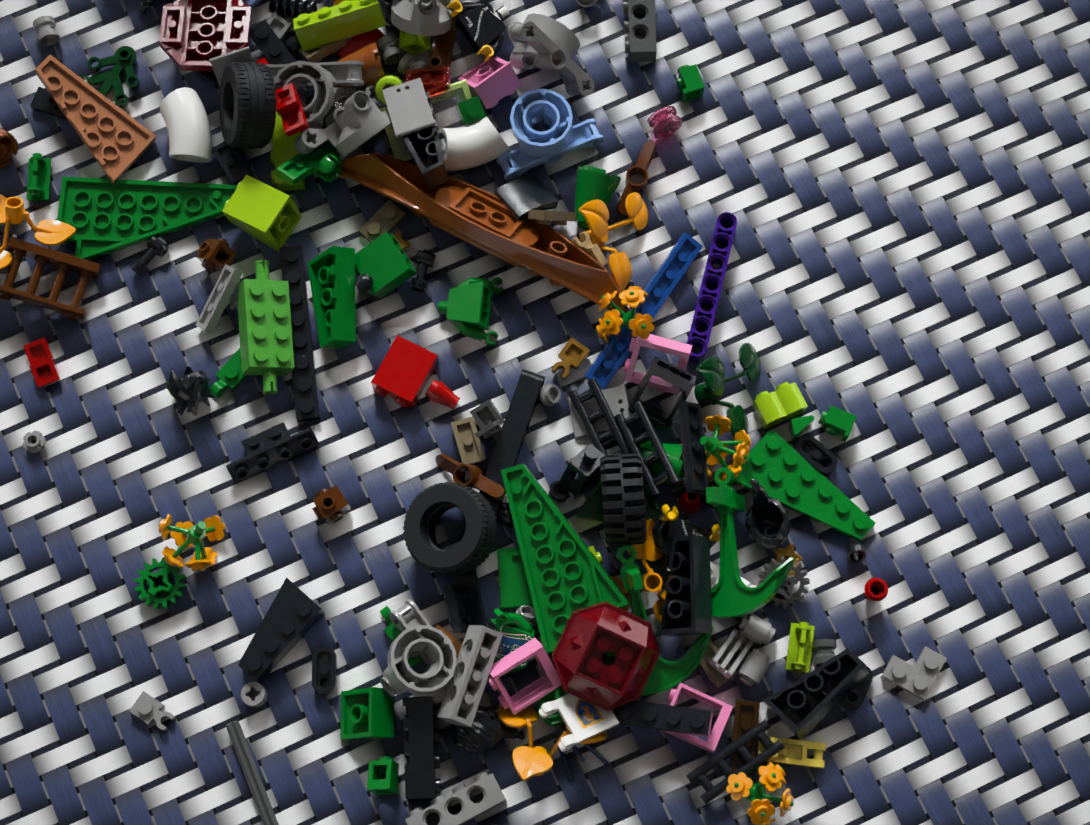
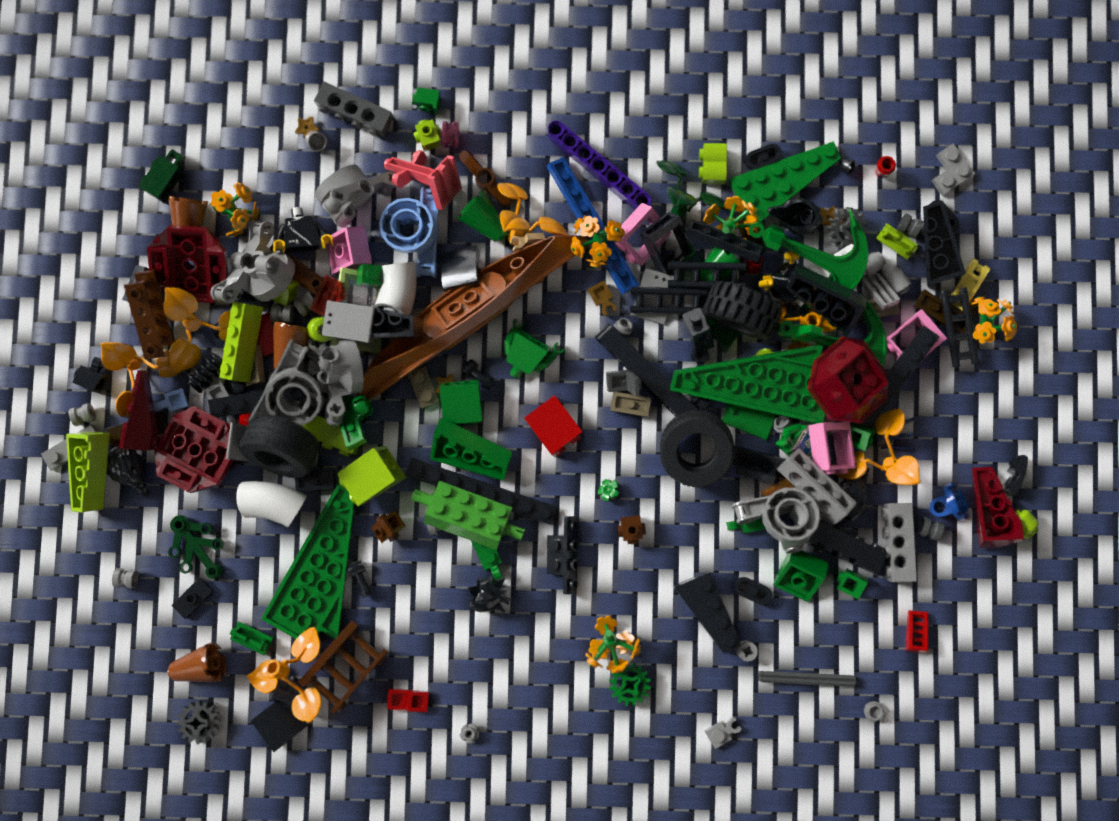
camera: 60 degrees left, 10 degrees up
(105, 129) = (235, 568): nougat wing -> none
(219, 299) = (426, 540): light grey plate -> none
(291, 110) = (305, 413): red slope -> none
(363, 462) = (609, 490): none -> green plant
(364, 282) = (472, 423): black hinge -> none
(441, 394) = (584, 406): red cone -> none
(476, 480) = (669, 410): reddish brown piece -> none
(558, 217) = (487, 256): dark tan plate -> none
(580, 717) = (884, 421): white flag -> none
(606, 134) = (443, 180): none -> coral piece
(651, 98) = (428, 134): none -> lime brick
(799, 425) = (737, 159): green slope -> none
(837, 422) = (747, 129): green brick -> none

